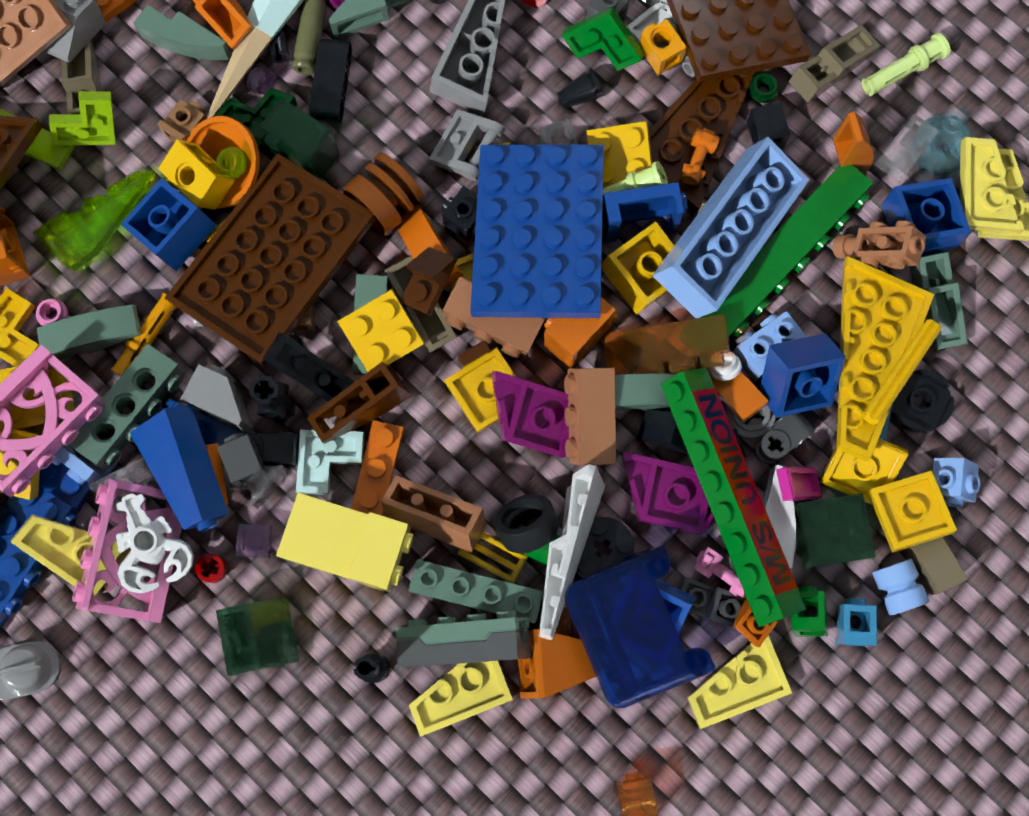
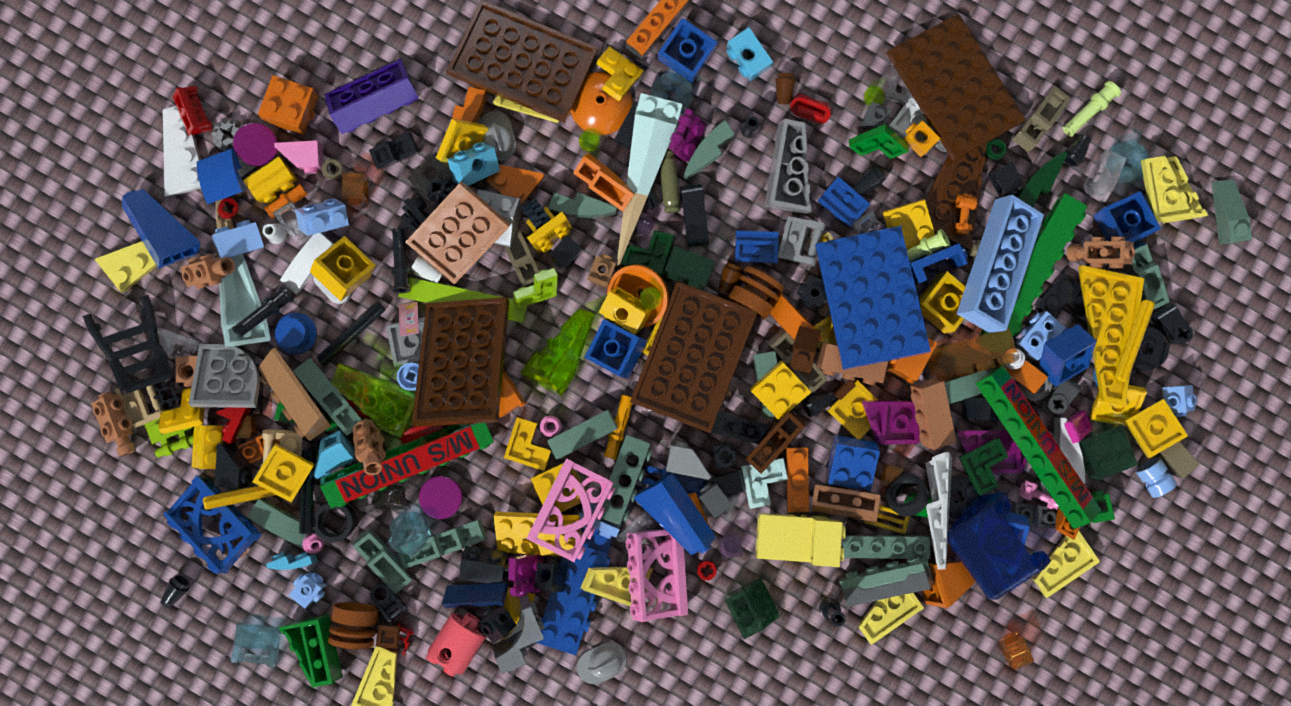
camera: 15 degrees left, 10 degrees up
(122, 47) = (545, 226): none -> yellow plate
(143, 89) = (565, 253): none -> black brick
(149, 547) = (670, 570): white animal -> none
(354, 165) = (729, 277): none -> reddish brown cone
(404, 139) = (756, 247): none -> blue plate
(433, 368) = (818, 403): none -> black cone
(458, 459) = (852, 462): none -> blue brick
(511, 488) = (889, 473): none -> clear orange slope
(536, 106) = (843, 202): none -> blue plate
(641, 499) = (978, 463): none -> dark green plate
(813, 298) = (1060, 293): none -> black plate
(816, 138) = (1041, 180): none -> dark green slope
(853, 143) = (1069, 184): orange slope -> none
(866, 632) = (1138, 510): dark azure brick -> none
(877, 113) = (1077, 151): none -> black cone
(965, 372) = (1170, 322): none -> black piece

